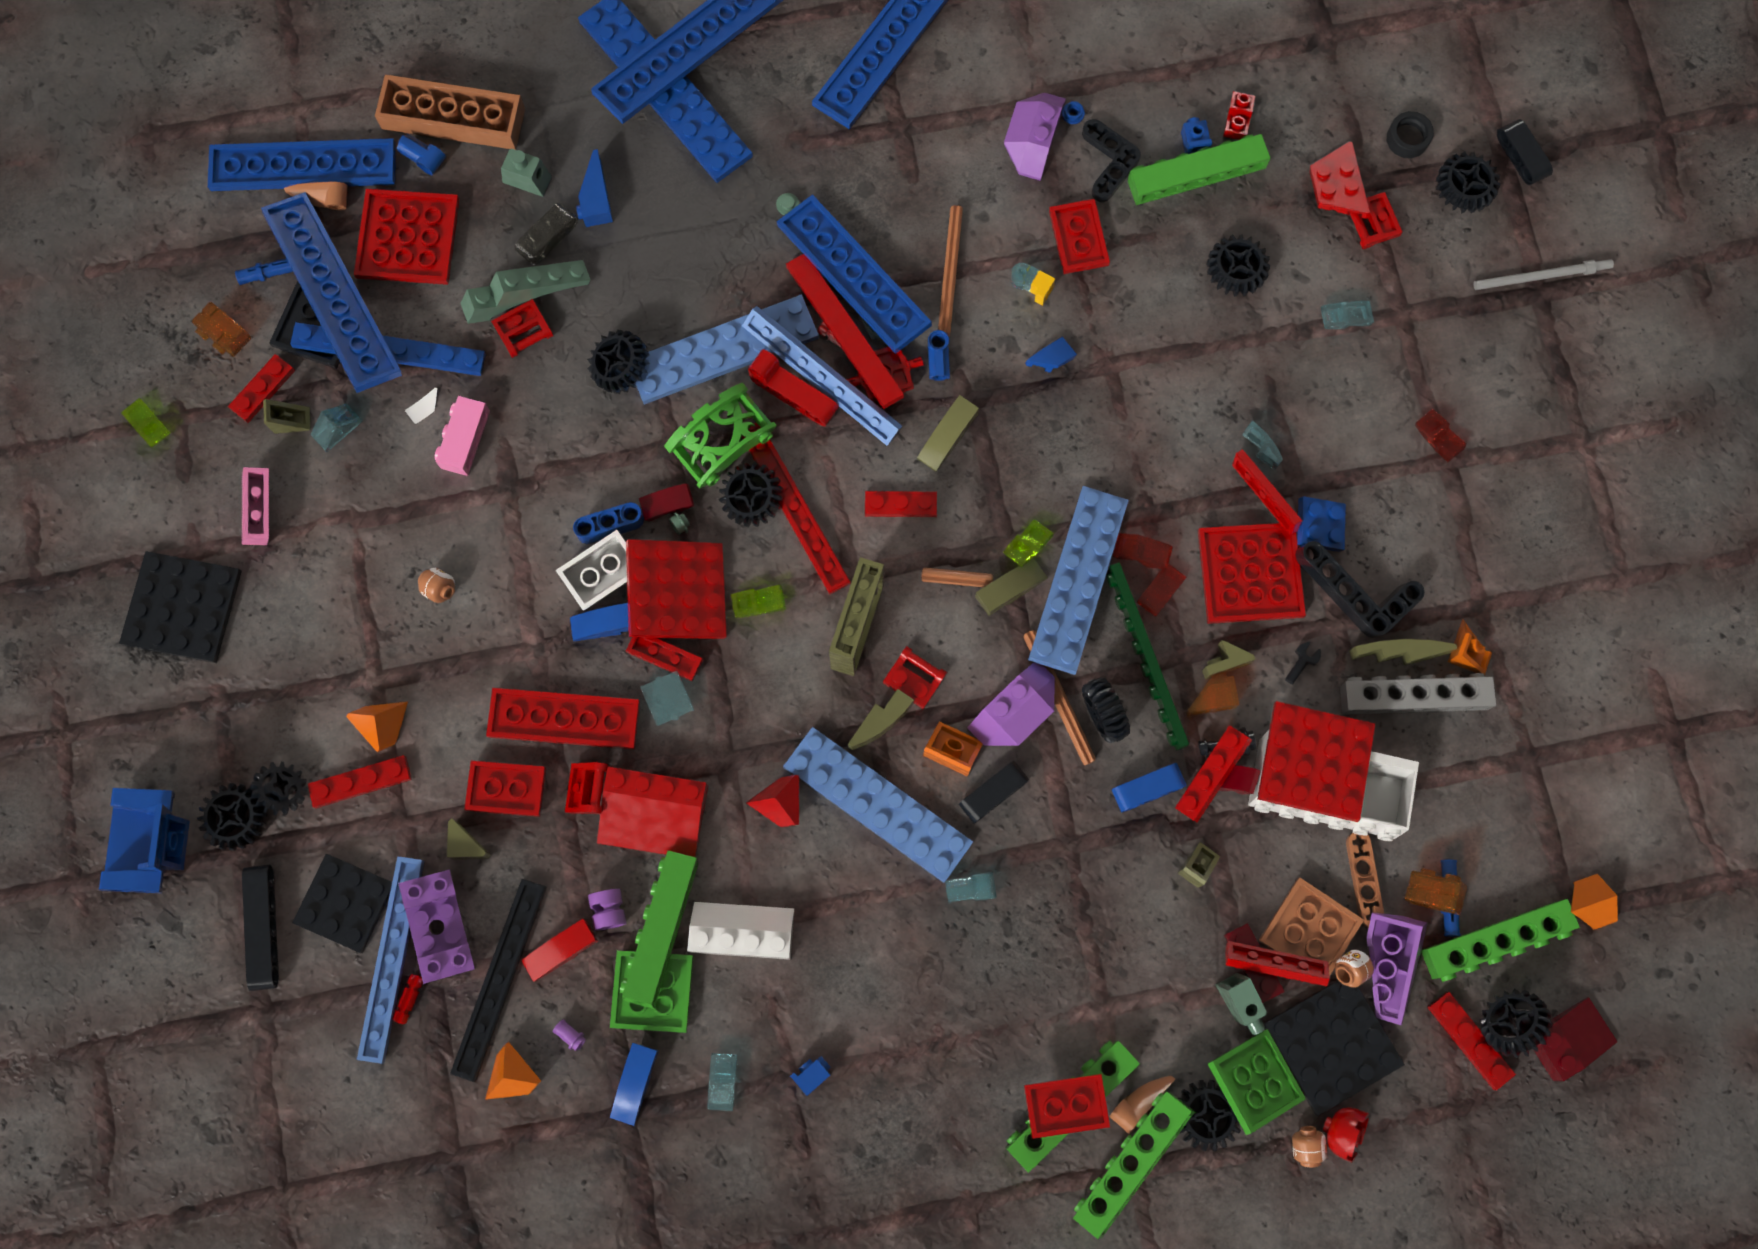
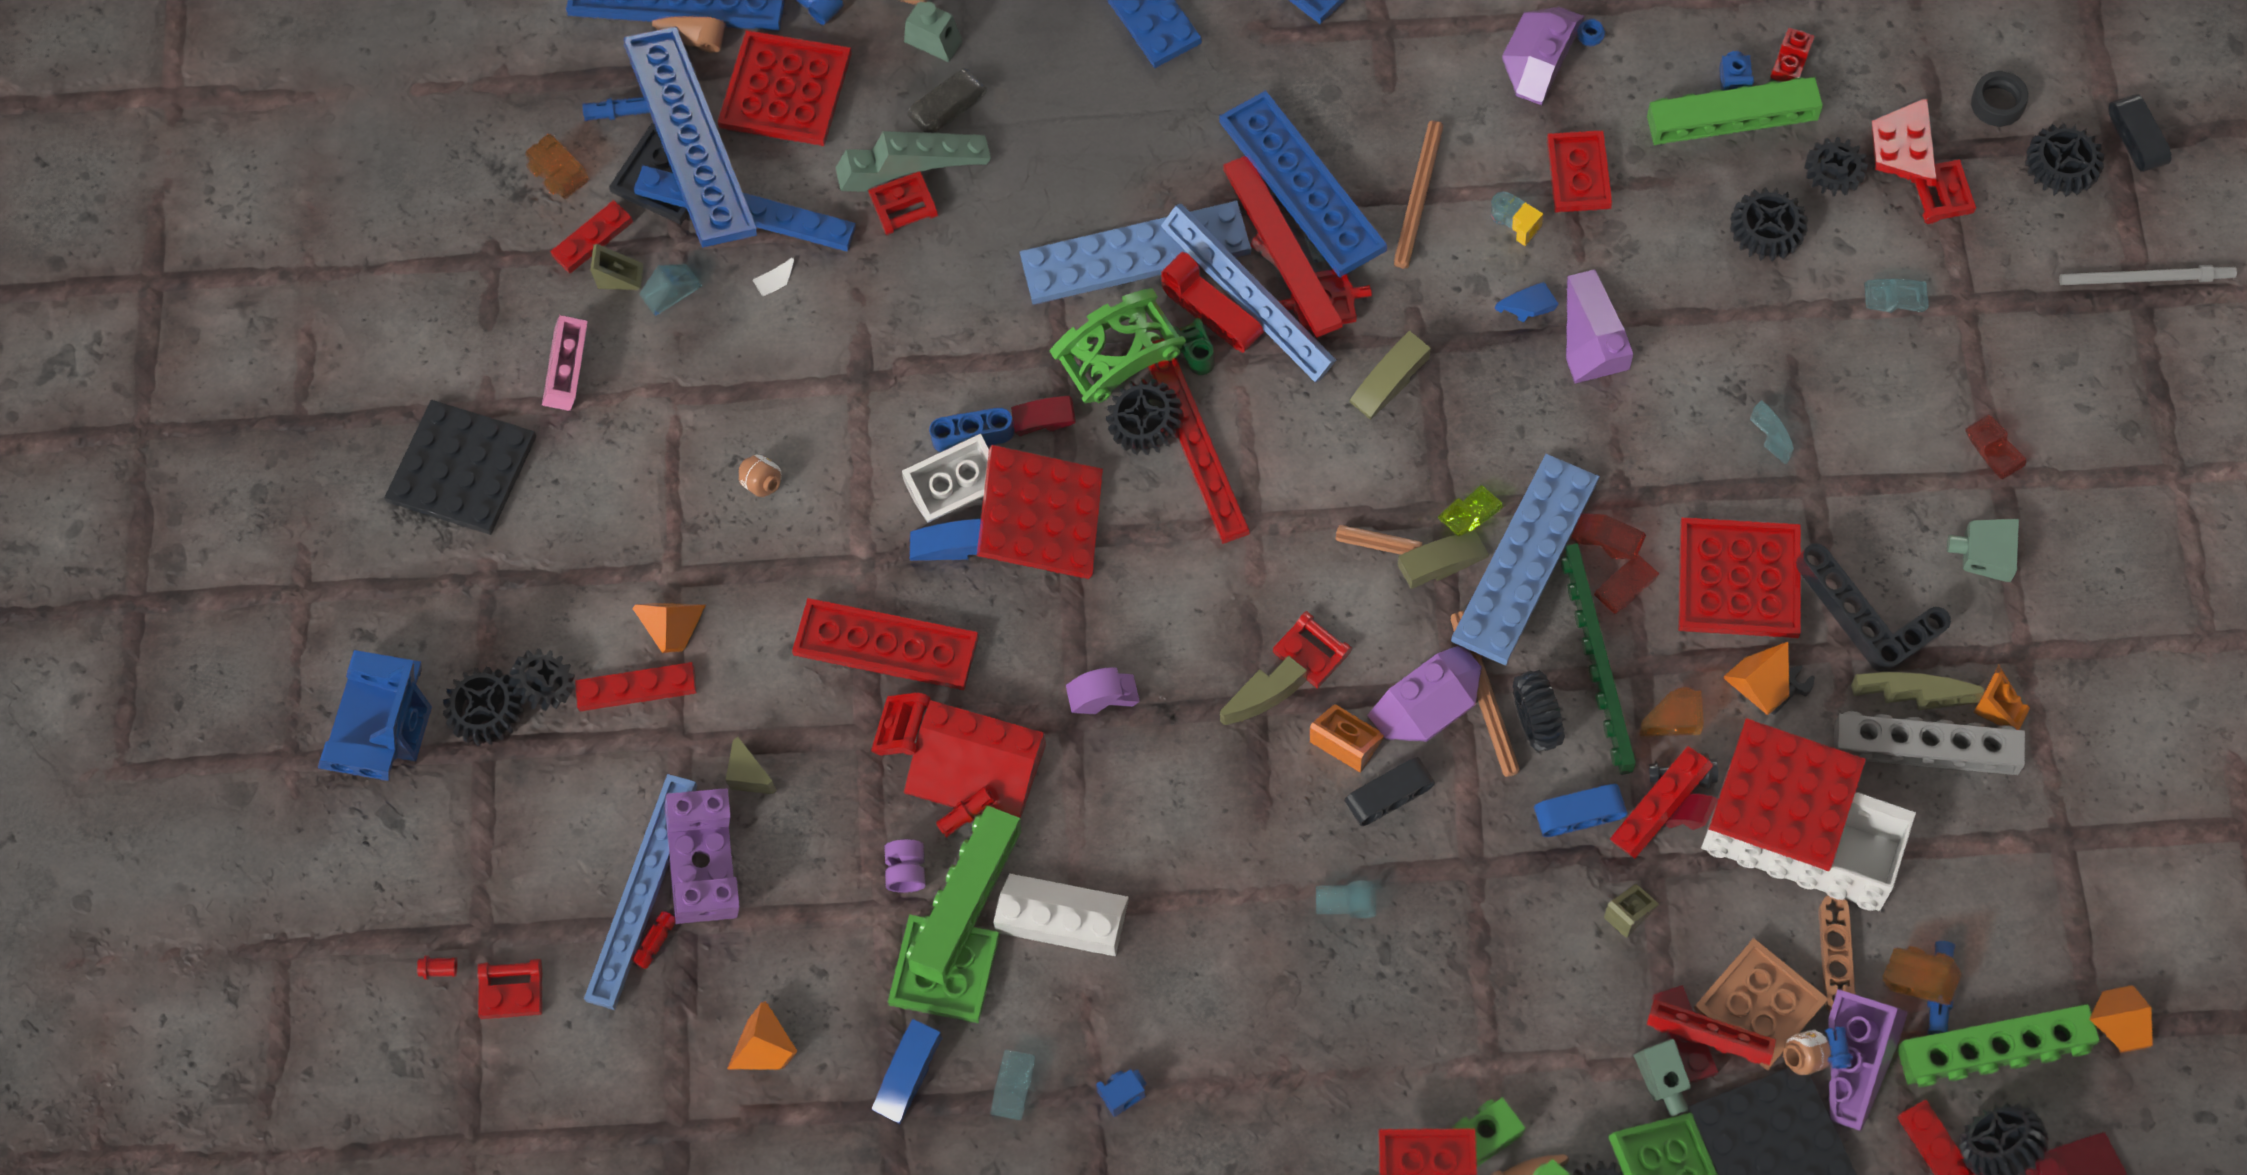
camera: 15 degrees right, 10 degrees down
(145, 422) = (454, 259): clear neon green slope -> none
(229, 1048) = (433, 967): none -> red pin
(260, 928) = (495, 835): black beam -> none
(294, 1066) = (510, 999): none -> red plate
(343, 903) = (595, 821): black plate -> none
(462, 435) = (815, 313): bright pink brick -> none
(498, 980) = (763, 933): black tile -> none
(505, 788) = (805, 714): red plate -> none
(559, 950) = (841, 905): red slope -> none
(569, 1035) = (840, 1008): medium lavender pin -> none
(593, 196) = (1008, 65): blue slope -> none
(618, 347) = (1010, 250): black gear -> none
(650, 855) = (965, 811): none -> red pin
(665, 656) = (1016, 587): red plate -> none
(667, 698) = (1011, 636): clear light blue piece -> none
(679, 523) = (1055, 440): sand green plate -> none
(747, 737) = (1101, 688): none -> medium lavender brick
(758, 602) = (1134, 541): clear neon green slope -> none
(779, 801) = (1128, 771): red slope -> none
(785, 424) = (1197, 344): none -> dark green piece
(786, 203) = (1233, 97): sand green plate -> none
(856, 616) = (1249, 563): olive window -> none
(878, 804) = (1247, 790): medium blue plate -> none
(900, 504) = (1322, 450): red plate -> none
(938, 357) = (1391, 287): blue piece -> none
(1108, 374) = (1593, 331): none -> medium lavender wedge
(1116, 154) = (1637, 84): black beam -> none
(1232, 657) = (1704, 674): olive slope -> none
(1266, 492) = (1769, 485): red tile -> none
(1281, 656) = (1763, 677): none -> orange slope
(1286, 208) = (1836, 165): none -> black gear
(1322, 522) = (1835, 527): blue plate -> none
(1380, 966) = (1840, 1054): none -> blue pin
(1445, 523) = (1988, 548): none -> sand green torso

